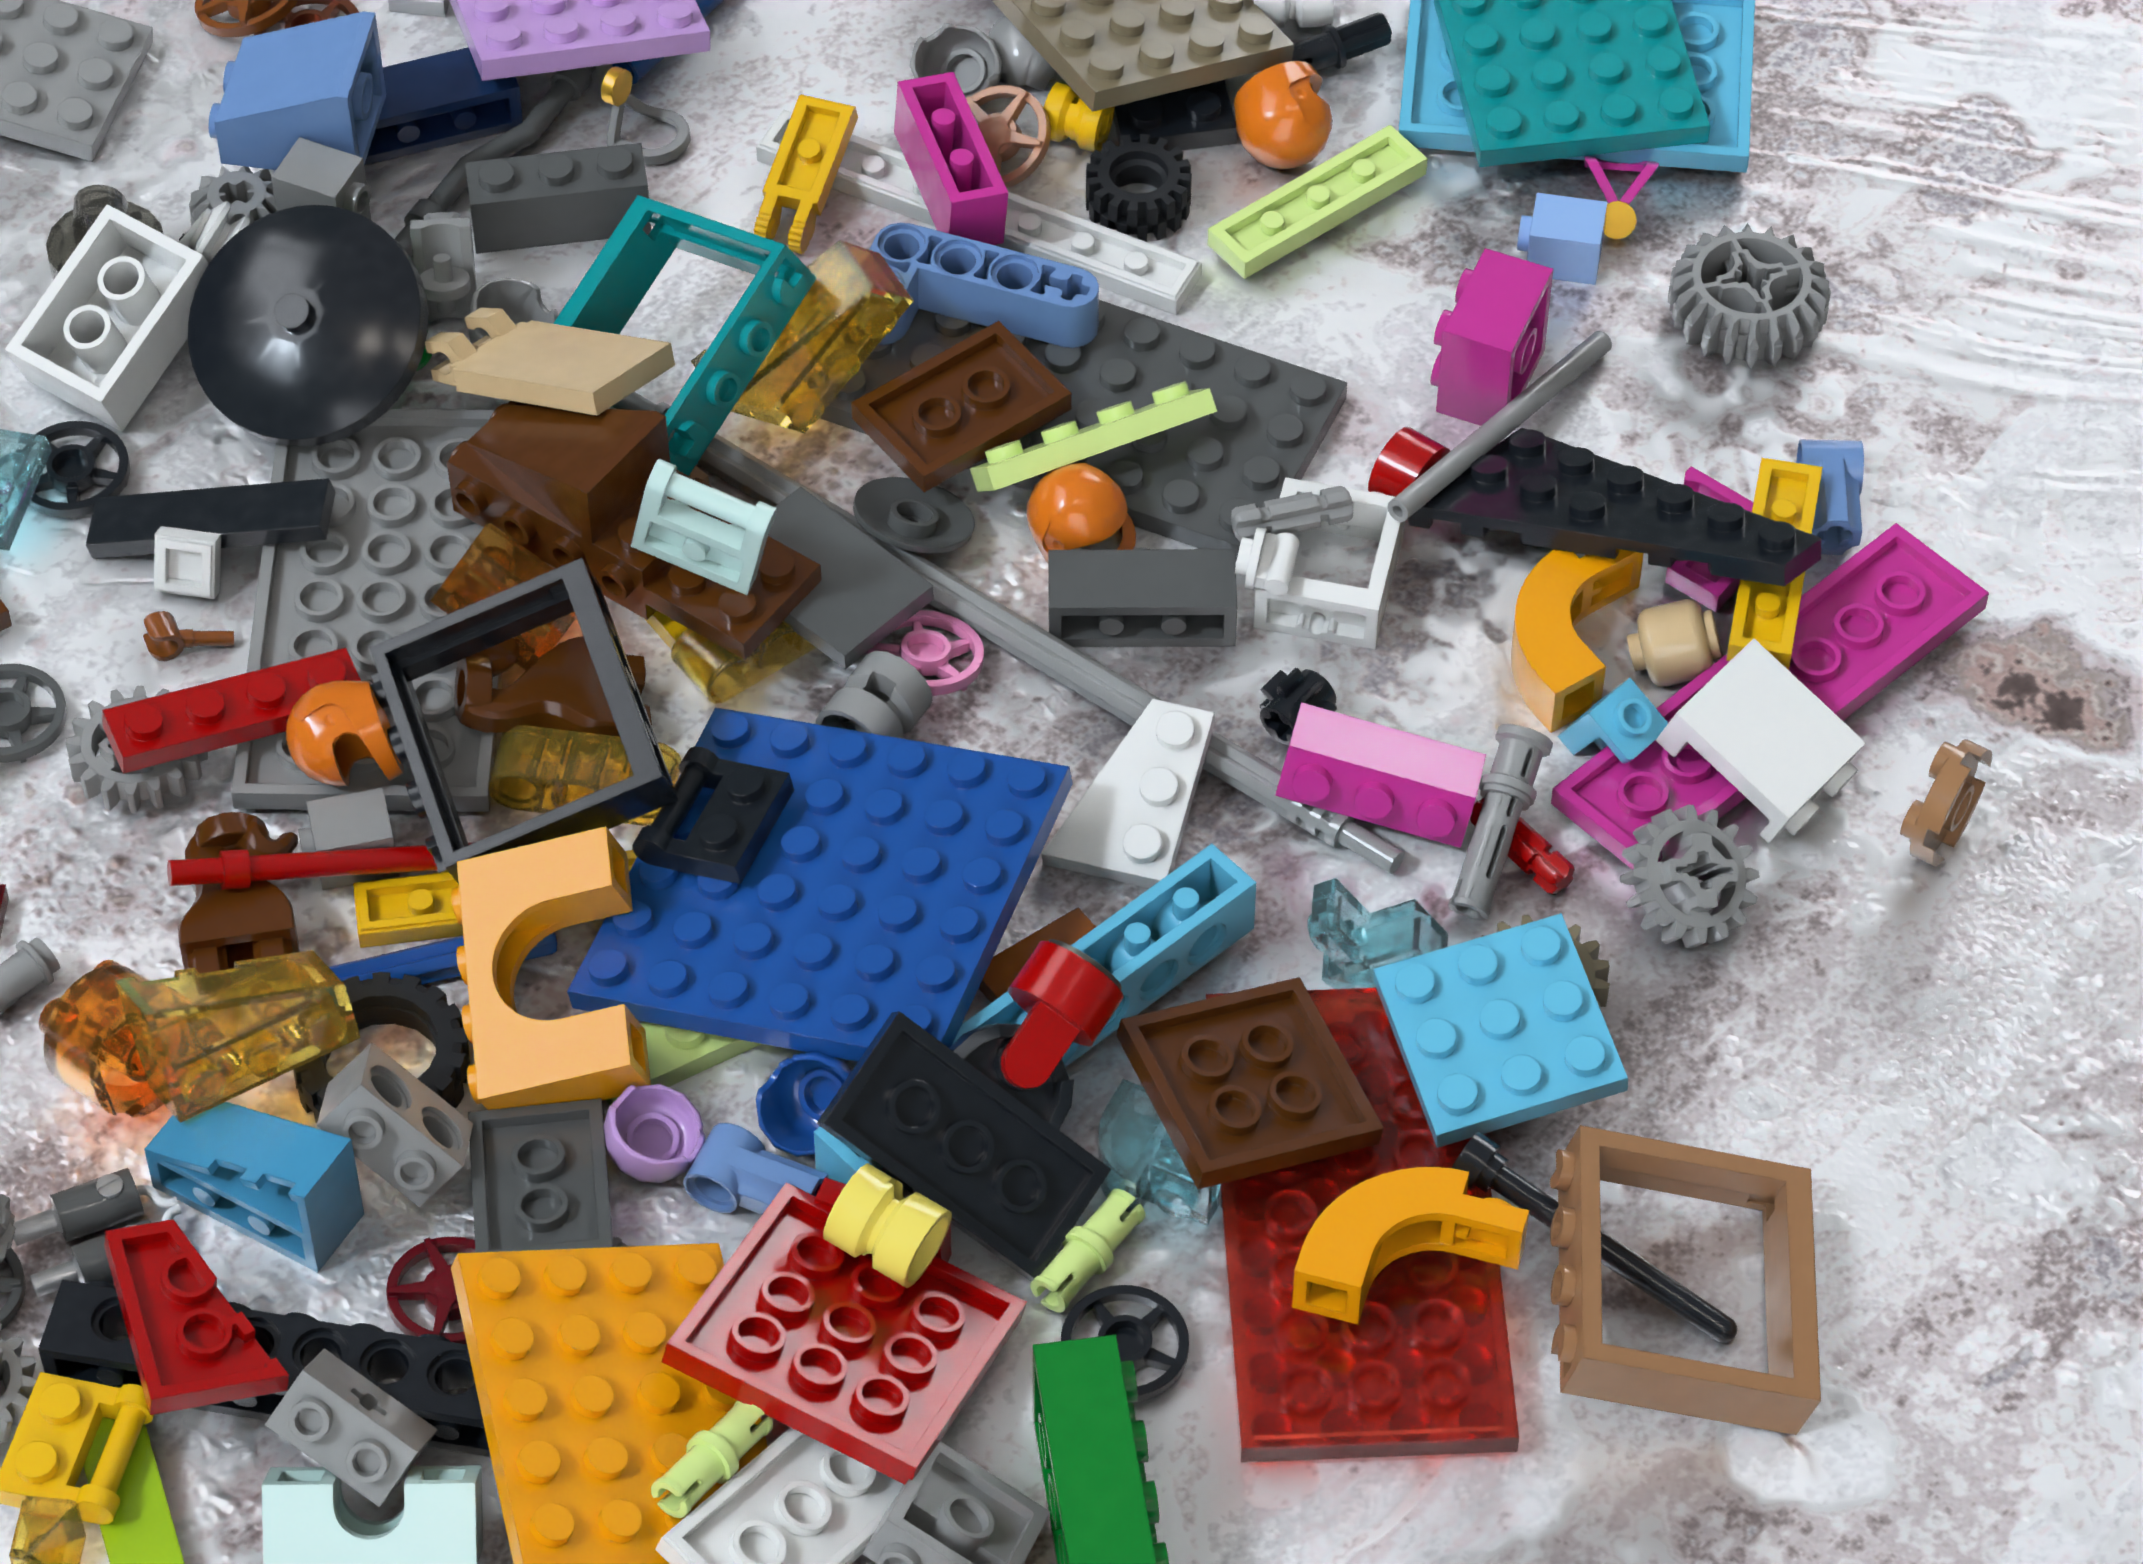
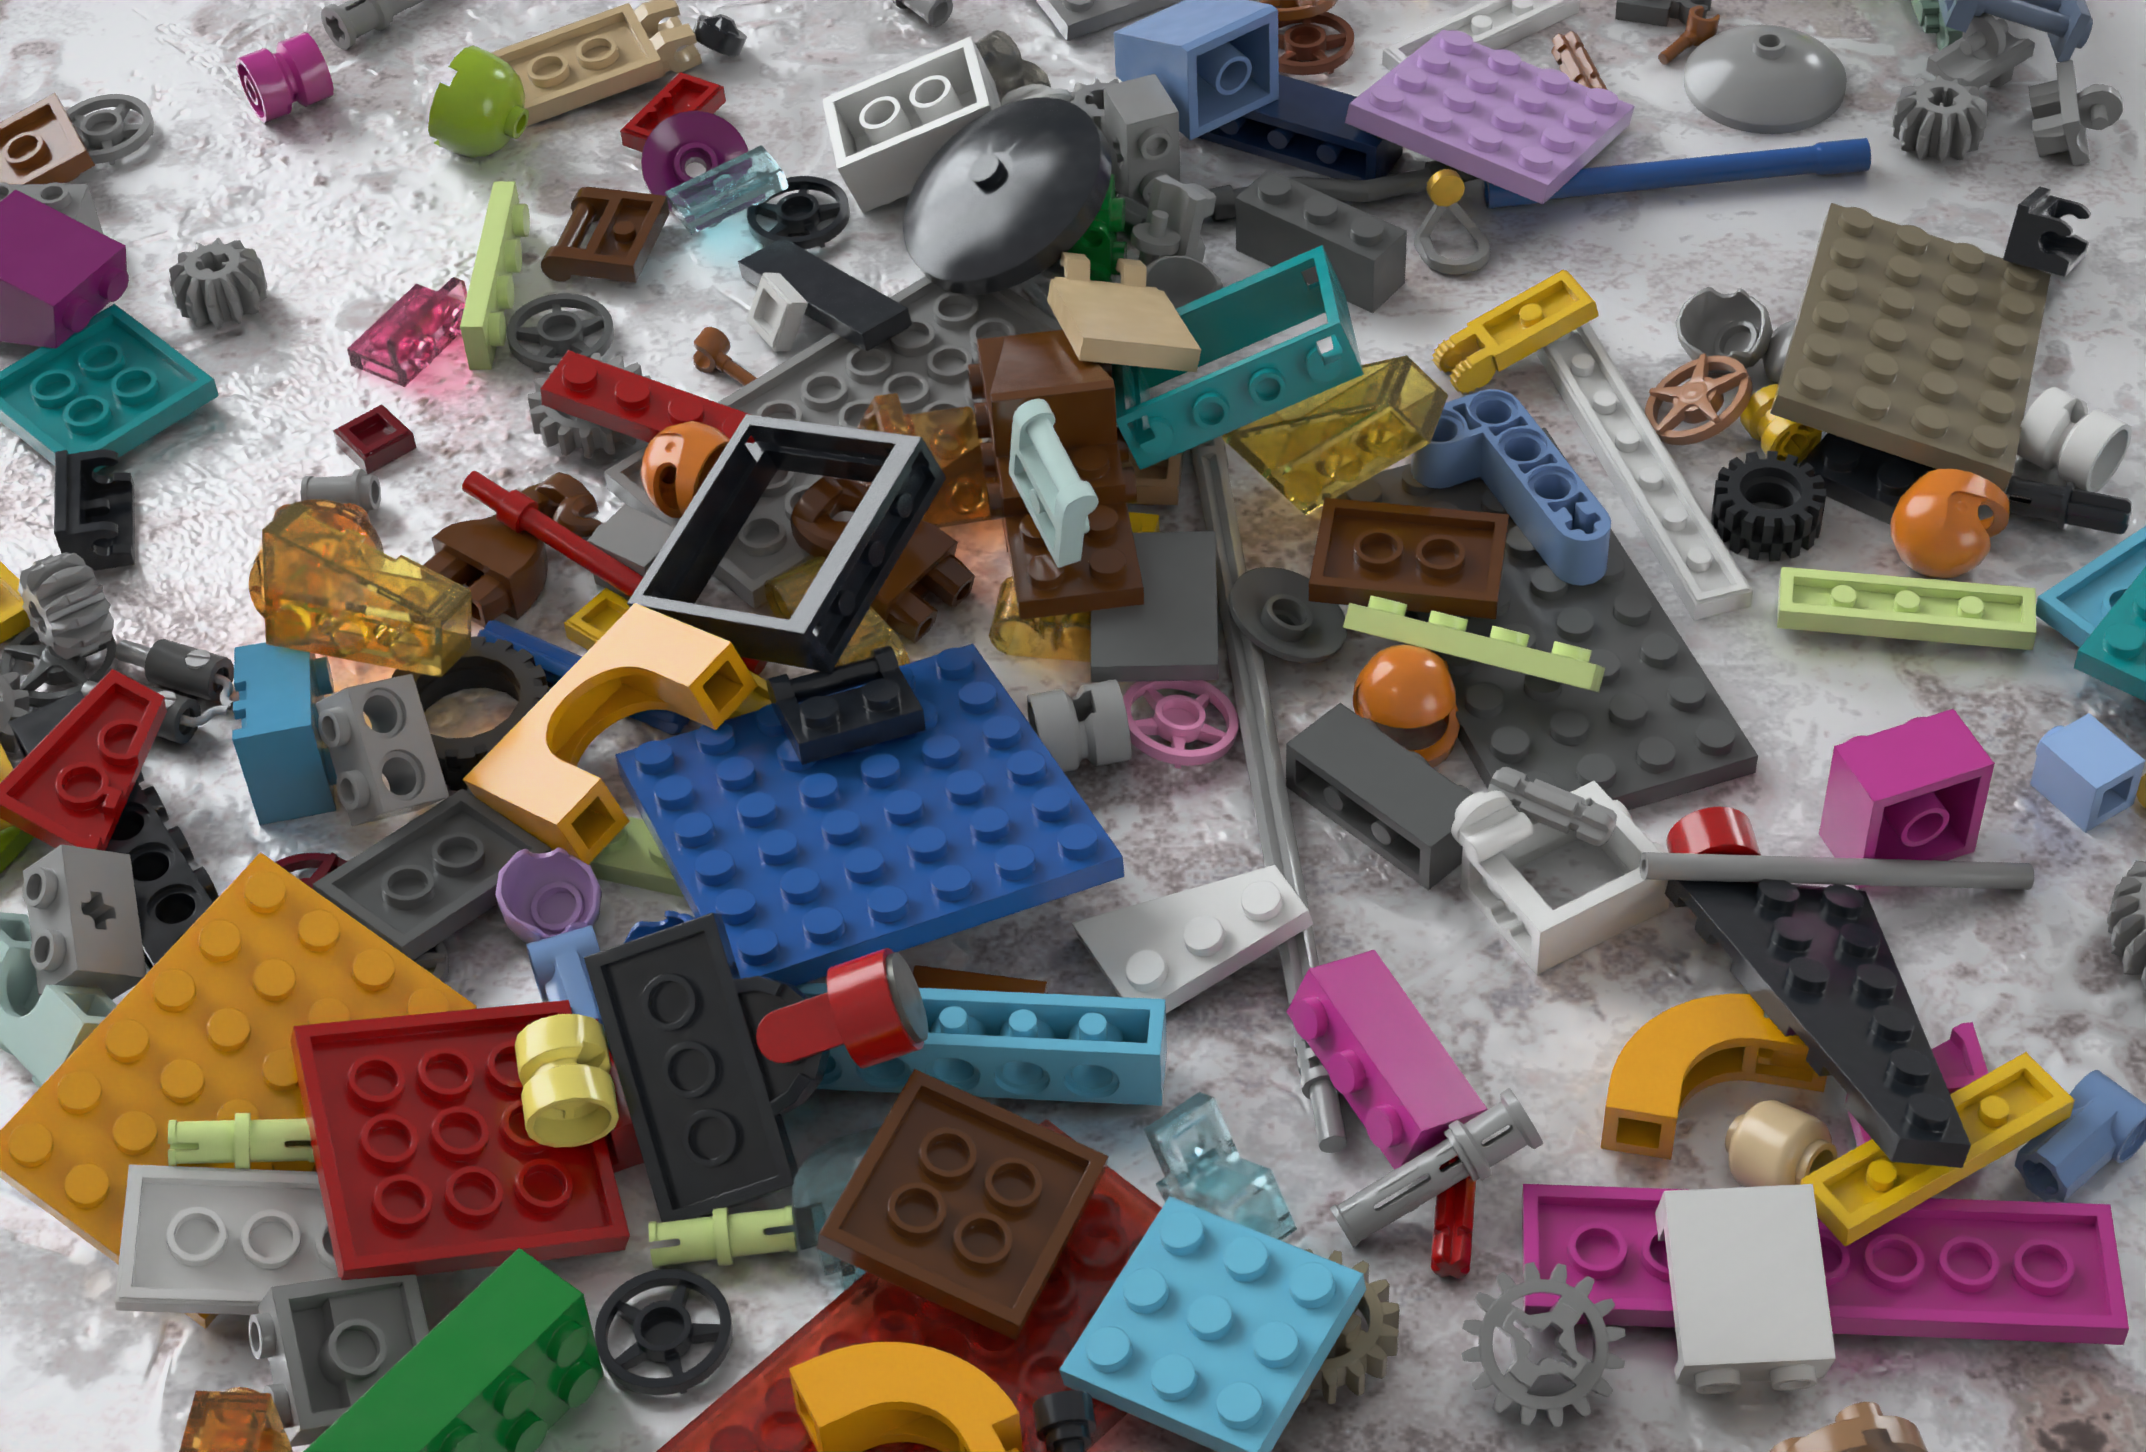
camera: 50 degrees right, 5 degrees down
(950, 159) = (1616, 383): dark pink brick -> none
(1285, 696) = (1405, 955): black gear -> none
(1619, 720) = (1637, 1173): medium azure bracket -> none

